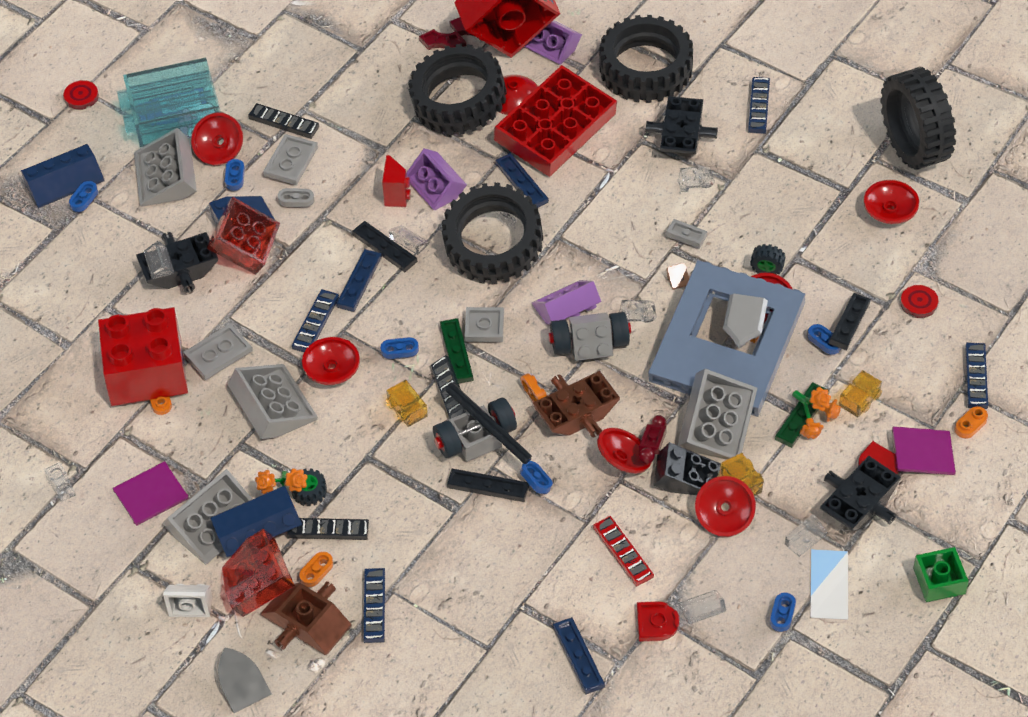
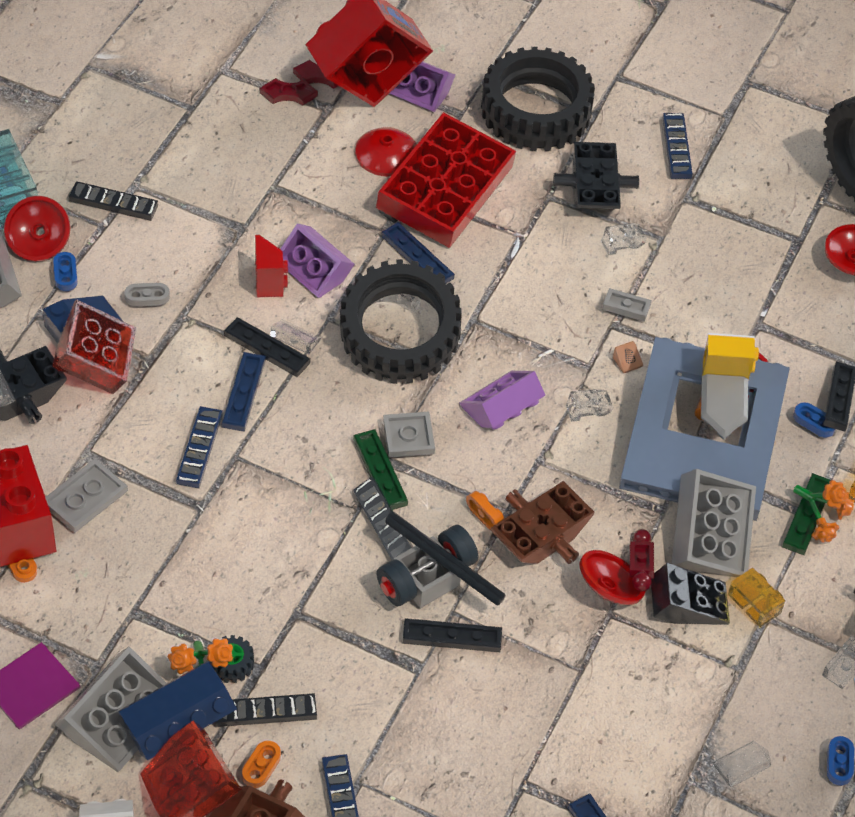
camera: 15 degrees left, 0 degrees up
(271, 399) = (163, 551): light grey slope -> none
(290, 159) = (131, 247): light grey plate -> none
(328, 354) = (231, 486): red dish -> none
(398, 348) = (310, 472): blue plate -> none
(406, 403) = (334, 541): clear yellow piece -> none
(452, 63) = (318, 116): black tyre -> none
(536, 477) = (511, 620): blue plate -> none
(590, 335) = (541, 438): brick -> none
(623, 551) = (634, 703): tile -> none
(656, 621) = (691, 787): red tile -> none
(725, 491) = (763, 633): red dish -> none
(752, 279) = (730, 355): none -> yellow piece
(767, 259) = (731, 324): black wheel -> none

